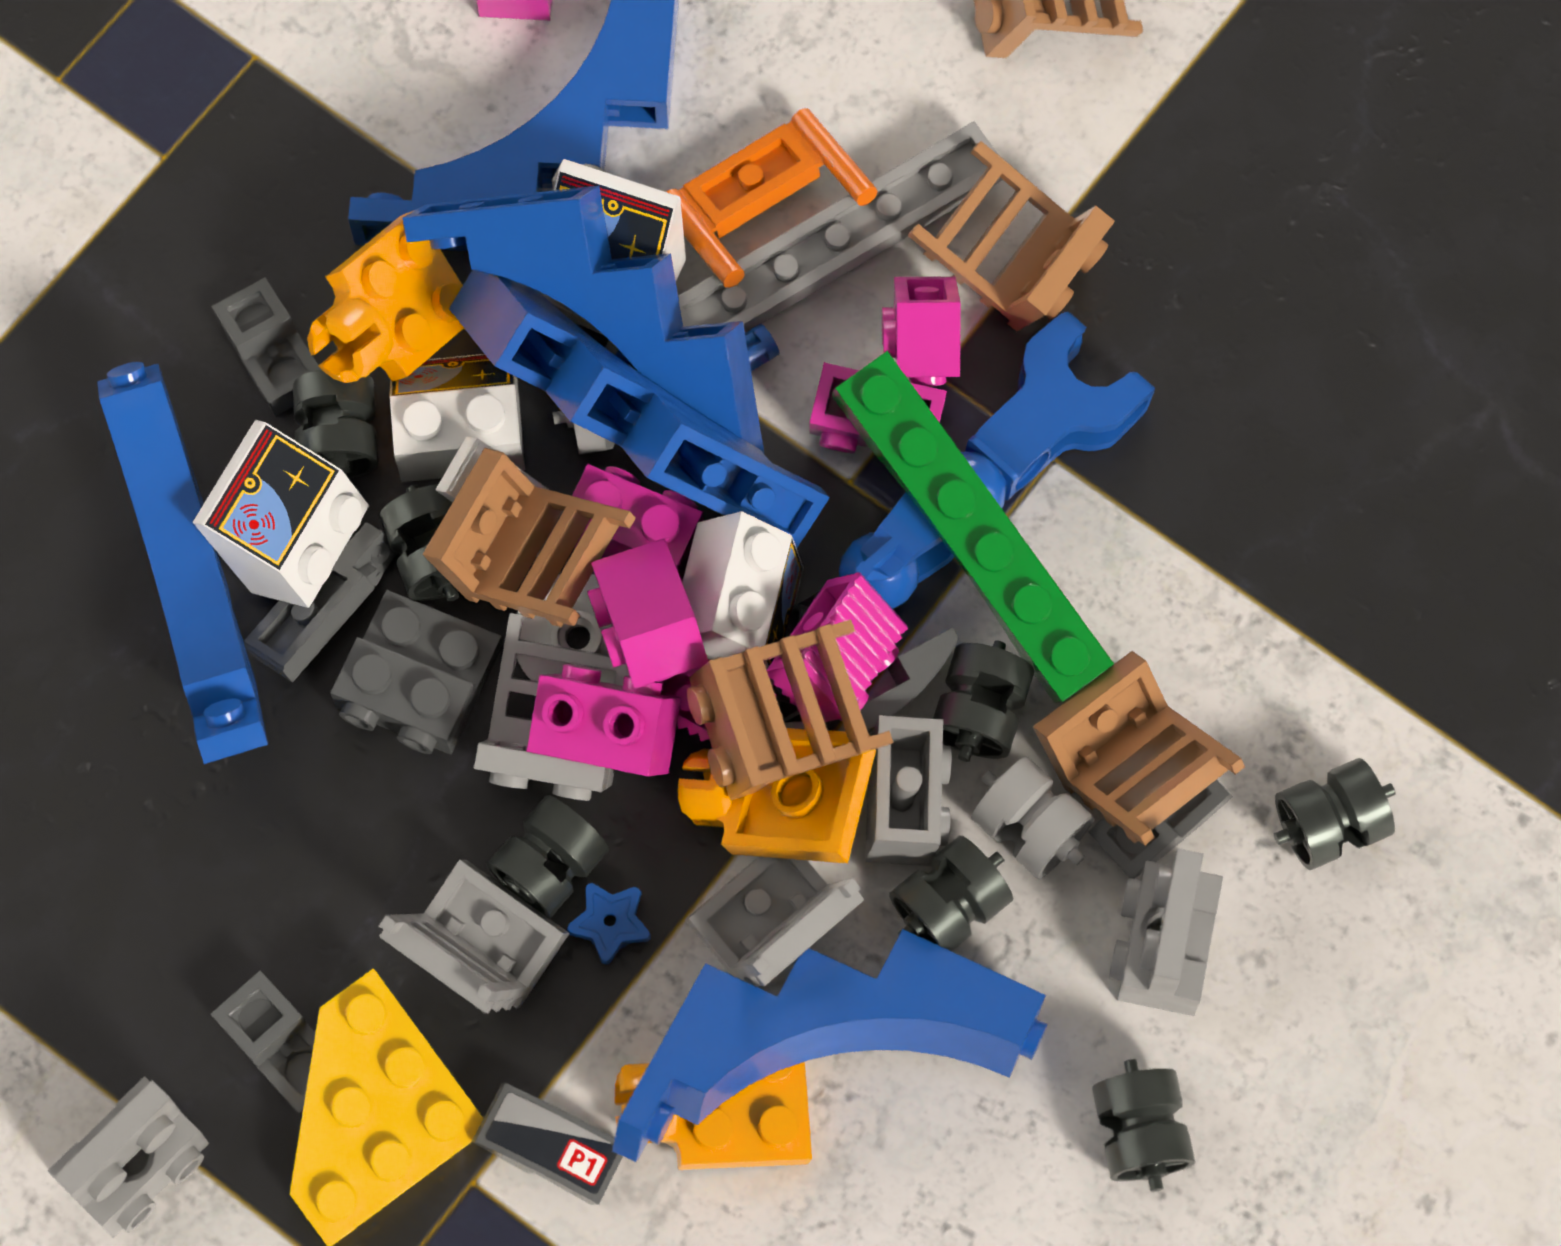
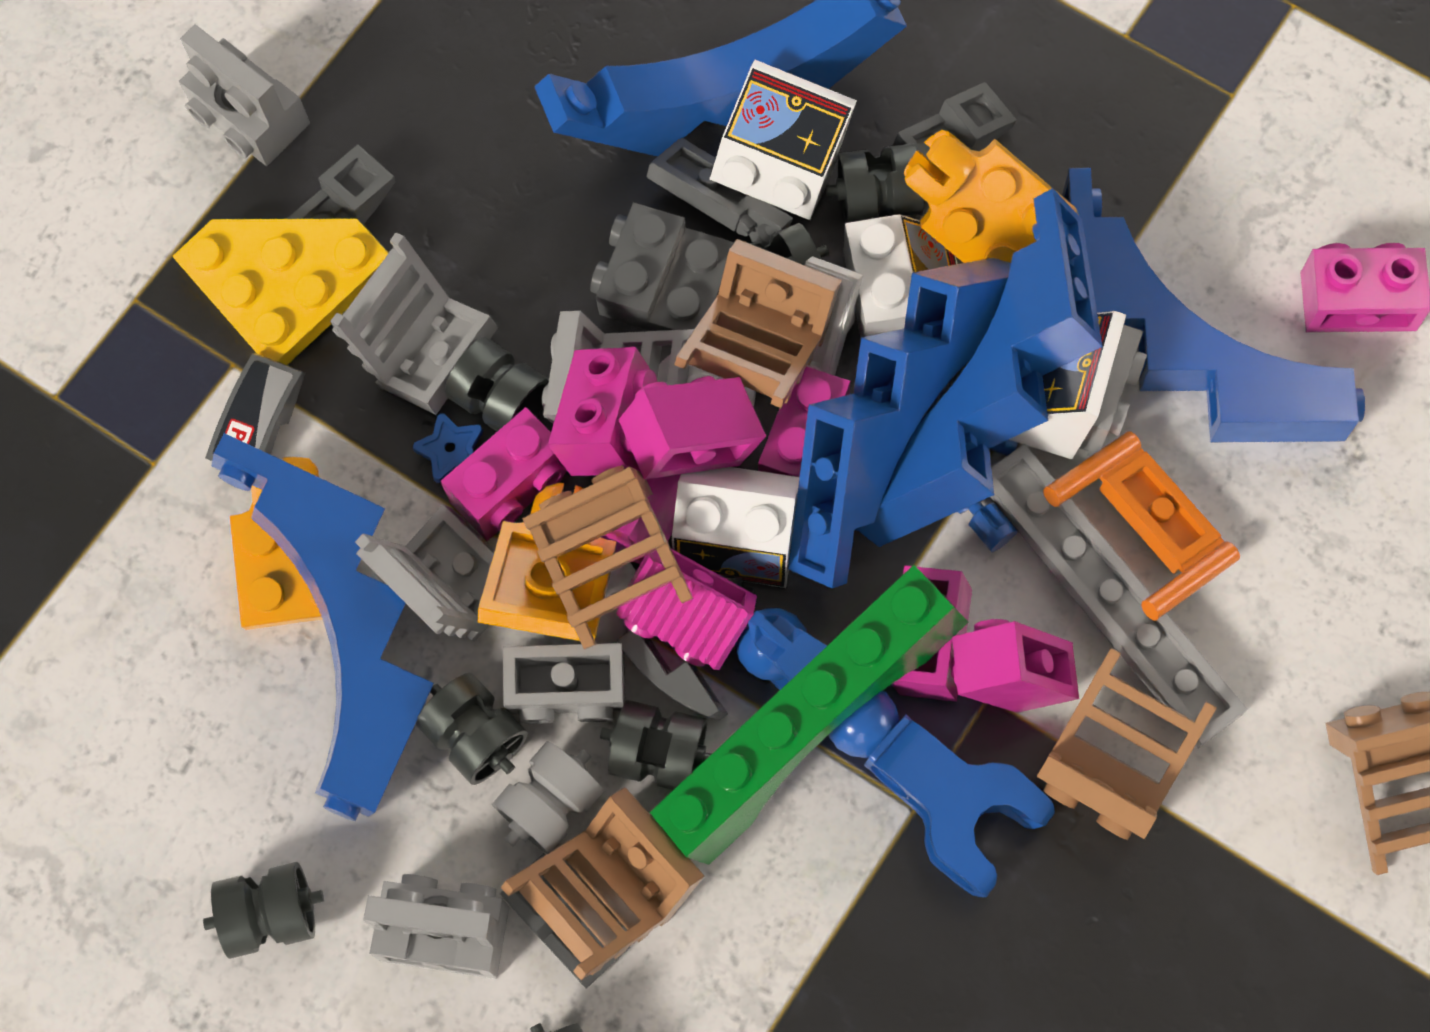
camera: 90 degrees right, 0 degrees up
(655, 849) = (504, 475): none -> dark pink brick

